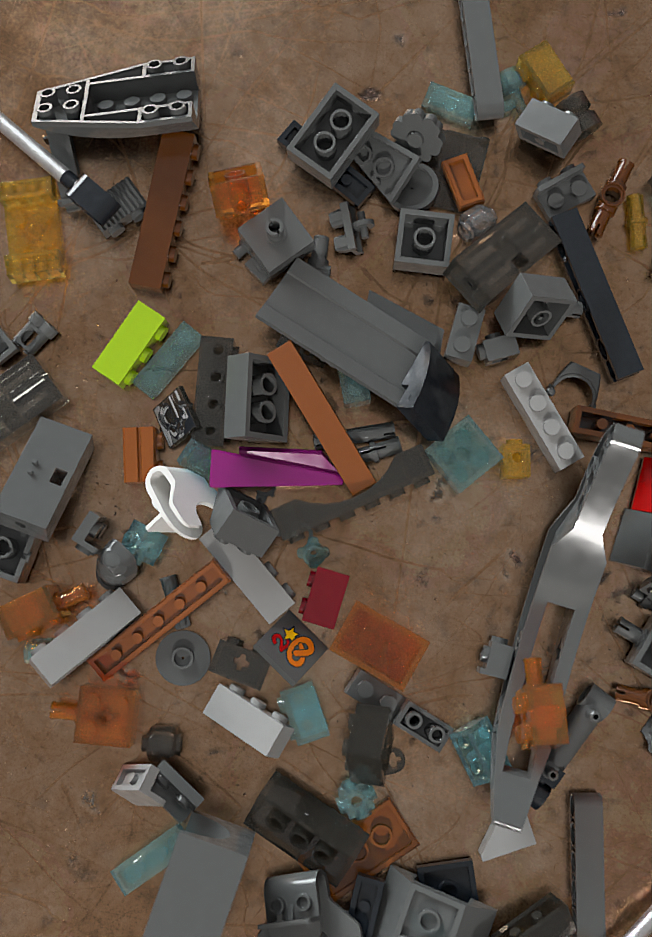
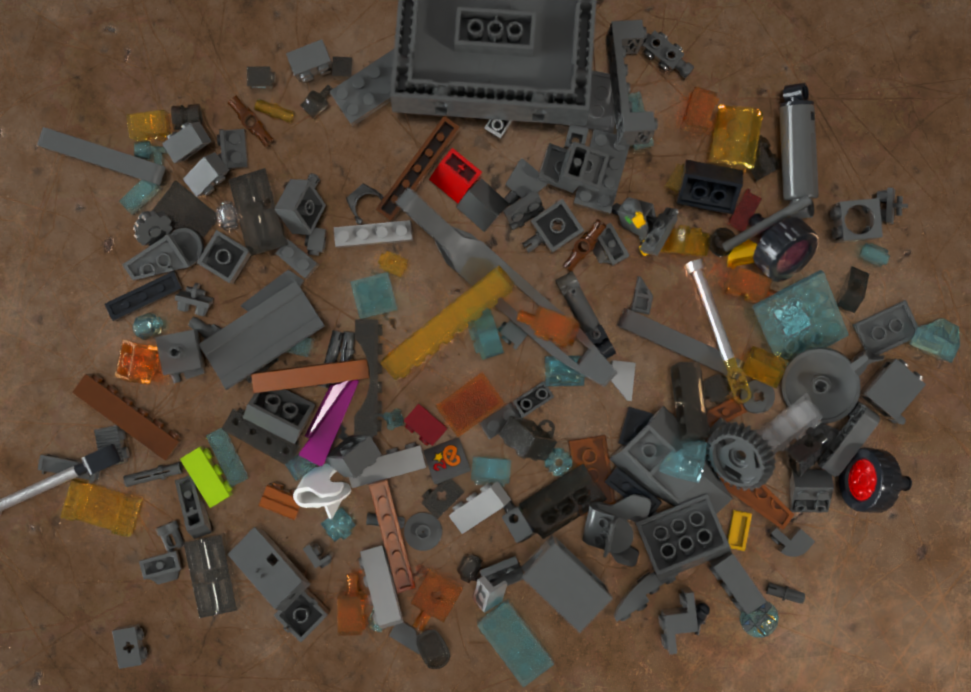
camera: 75 degrees left, 5 degrees up
(32, 743) = (433, 649): none -> clear smoke piece
(35, 699) = (405, 635): none -> dark grey tile
(81, 346) = (192, 508): none -> dark grey slope
(87, 852) = (515, 643): none -> clear light blue piece
(115, 566) = (345, 548): dark grey piece -> none
(122, 300) = (131, 479): none -> dark grey pin
(124, 102) = (42, 410): dark grey wedge -> none
(146, 862) = (539, 611): clear light blue plate -> none
(176, 417) = (267, 468): piece -> none
(242, 790) = (522, 529): none -> dark grey torso
(290, 185) = (147, 326): none -> clear light blue head
(333, 135) = (128, 284): dark grey brick -> none
(430, 394) = (325, 299): black slope -> none
(462, 182) = (196, 212): dark orange tile -> none
(476, 567) = (448, 322): none -> clear yellow brick
(484, 619) = (486, 335): none -> clear light blue brick
(517, 171) = (206, 175): none -> brick
(596, 296) = (310, 162): black piece -> none
(623, 809) = (642, 298): none -> dark grey tile

